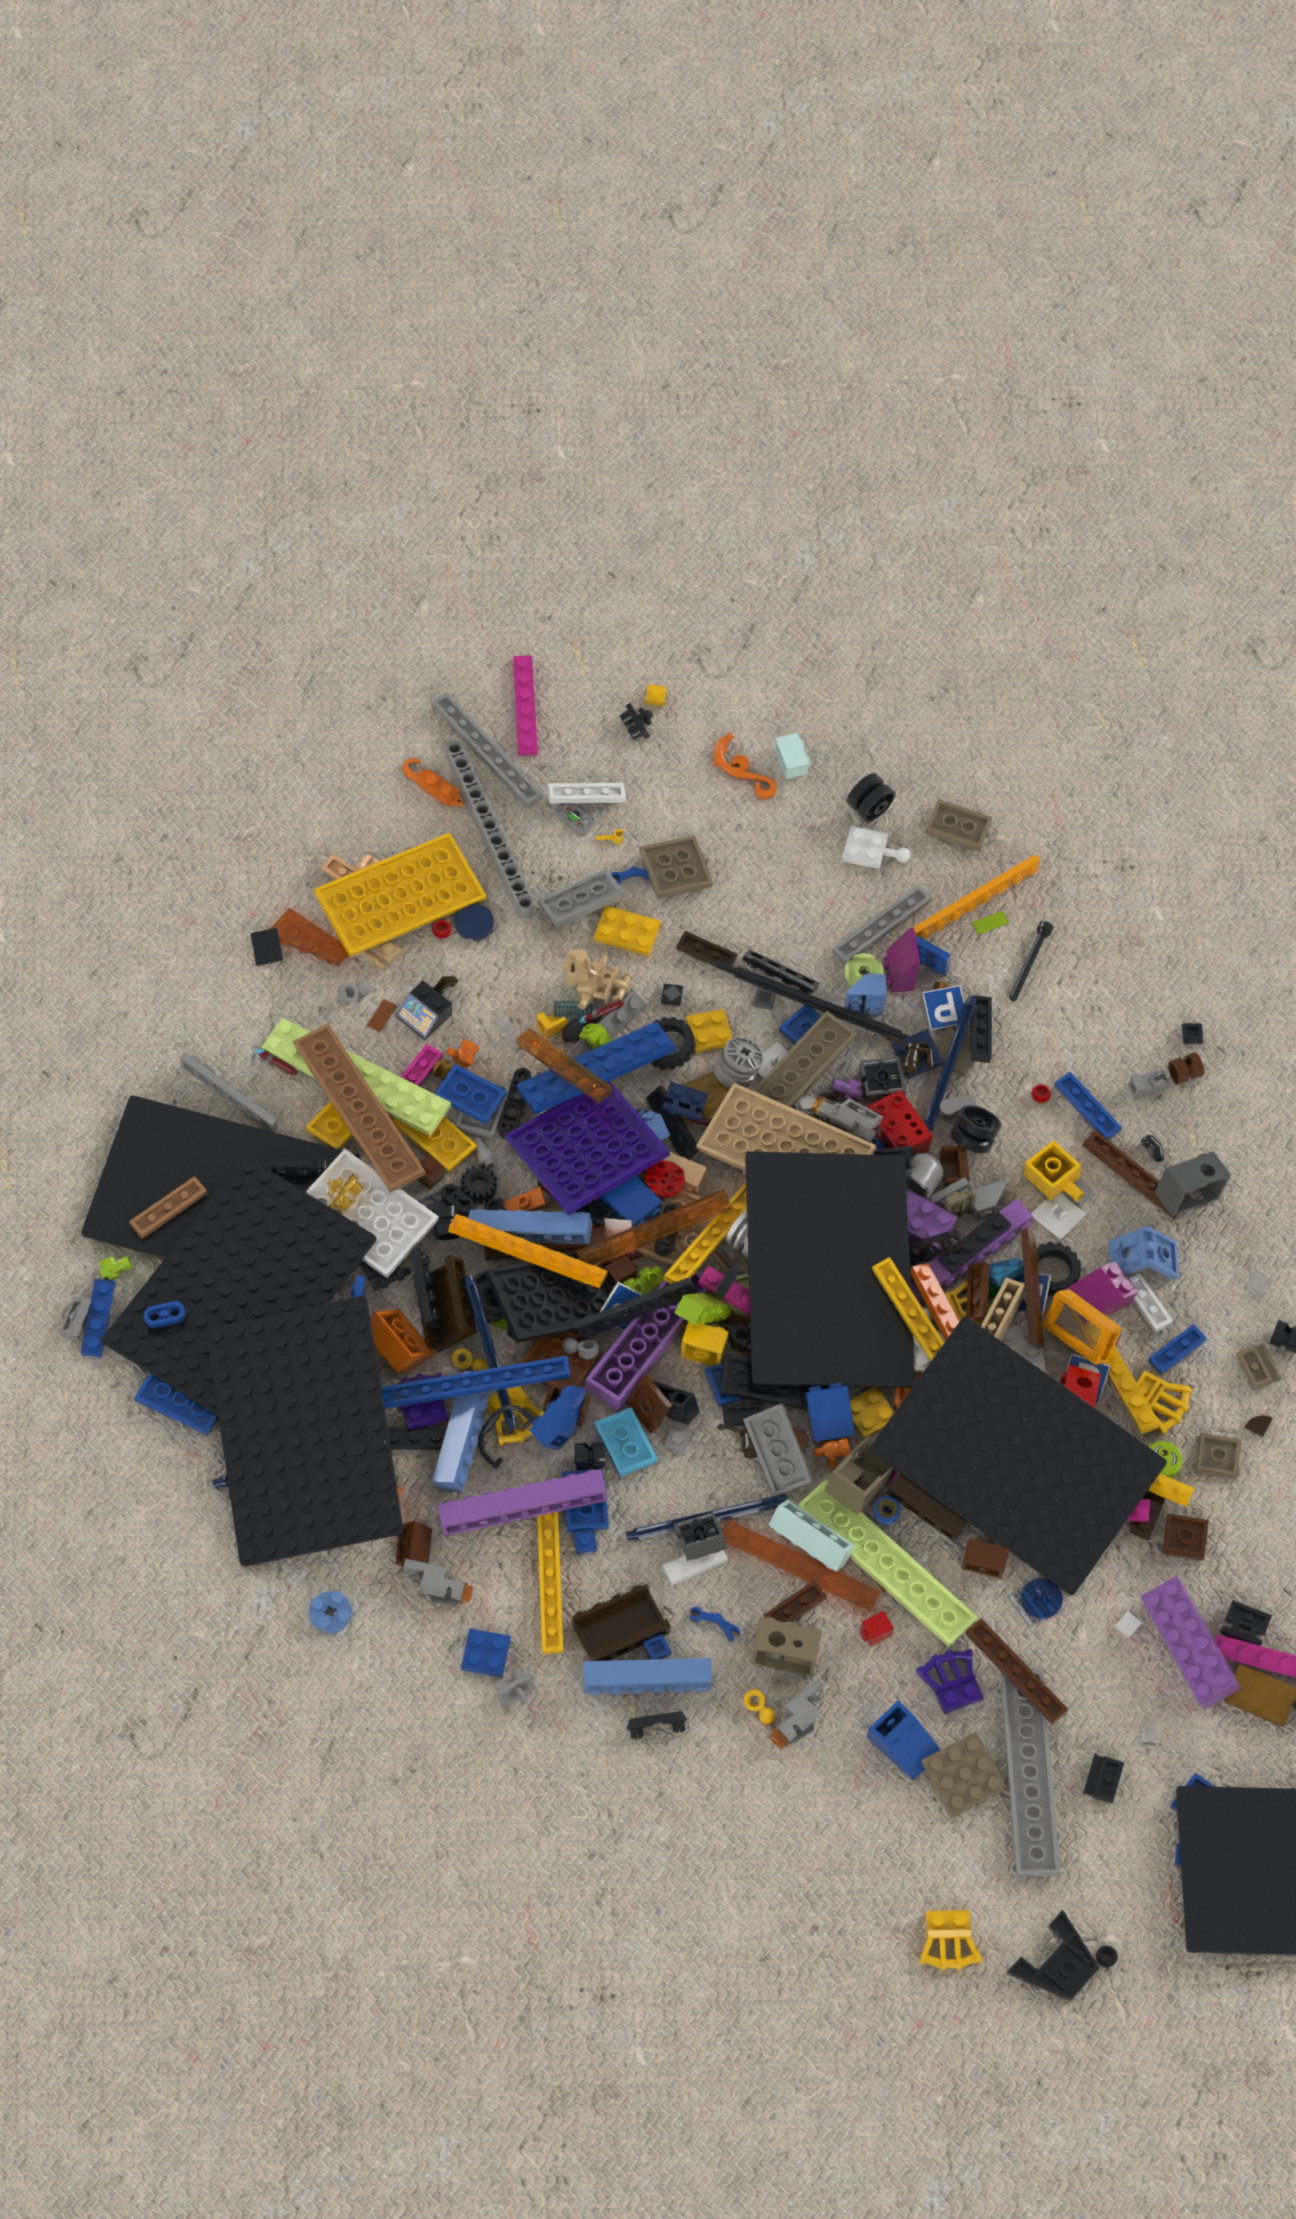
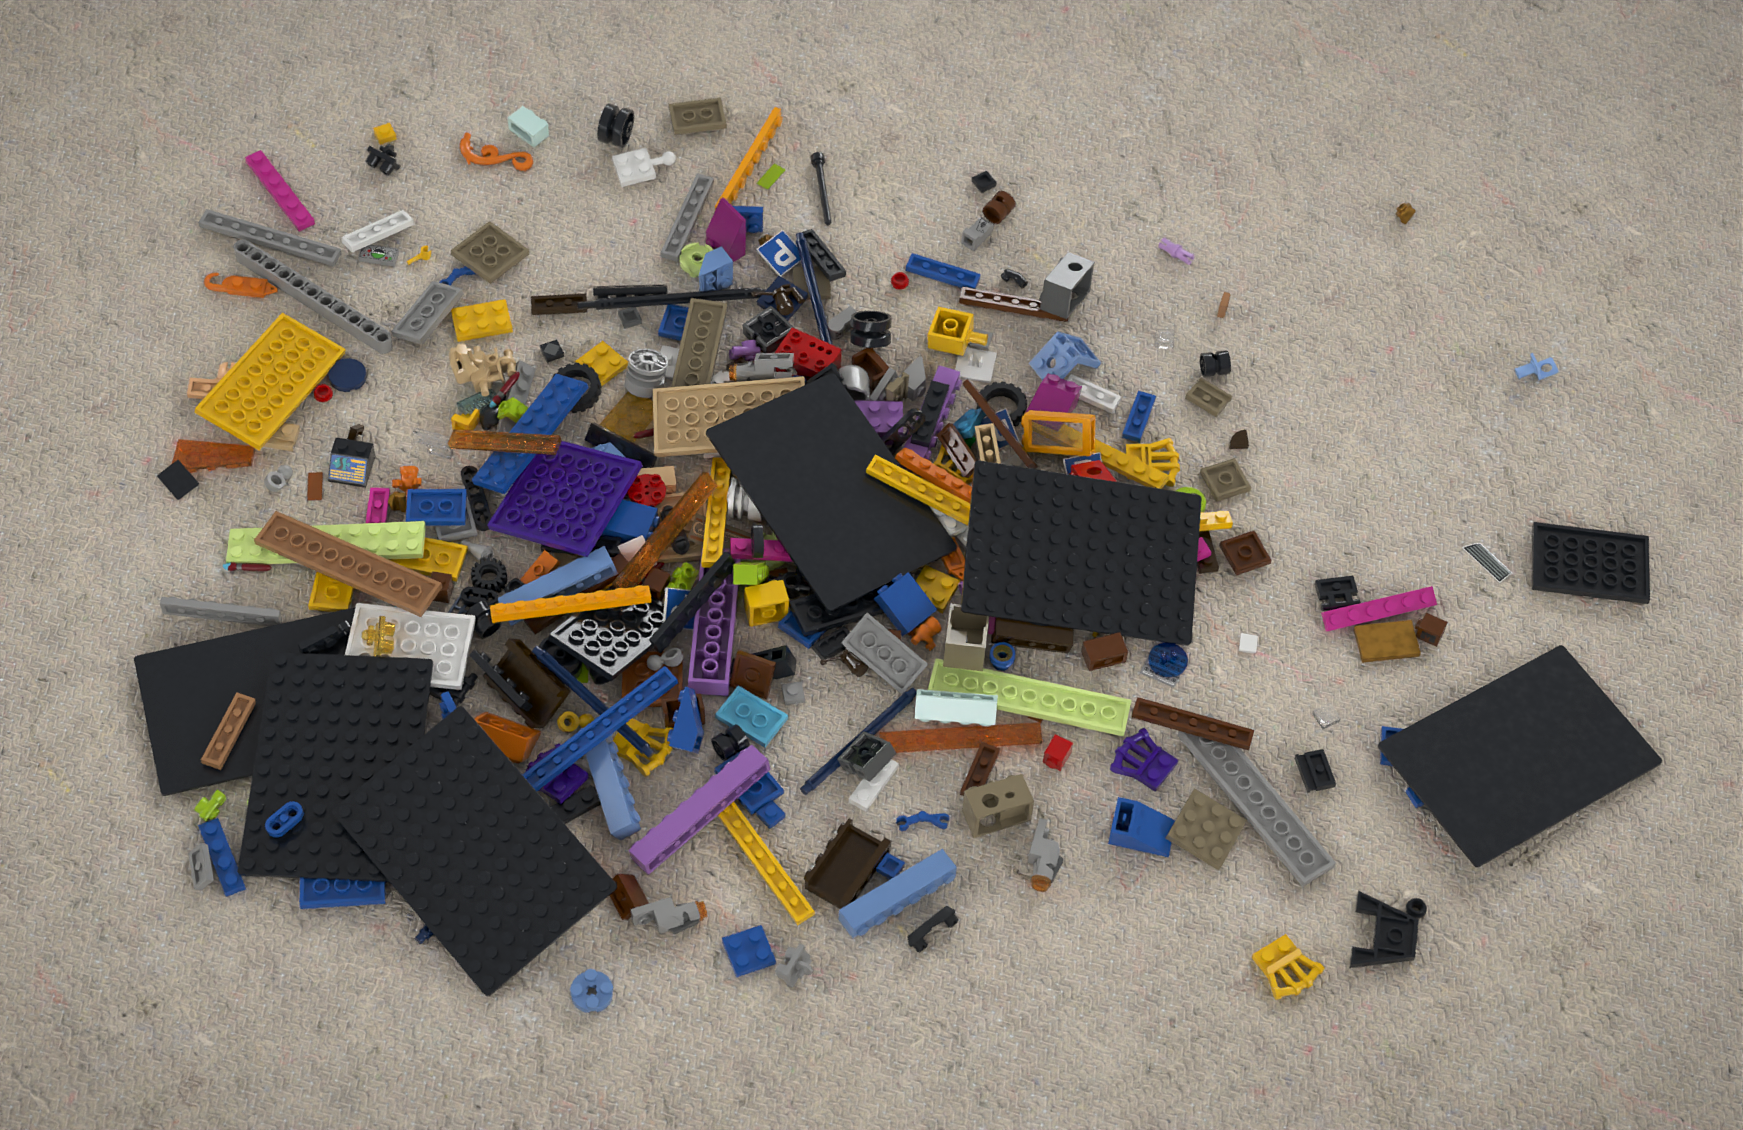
camera: 30 degrees left, 5 degrees down
(490, 1423) = (629, 759): black piece -> none
(685, 1097) = (621, 424): dark blue plate -> none
(766, 1714) = (1016, 870): yellow plate -> none
(1191, 1642) = (1309, 628): medium lavender brick -> none

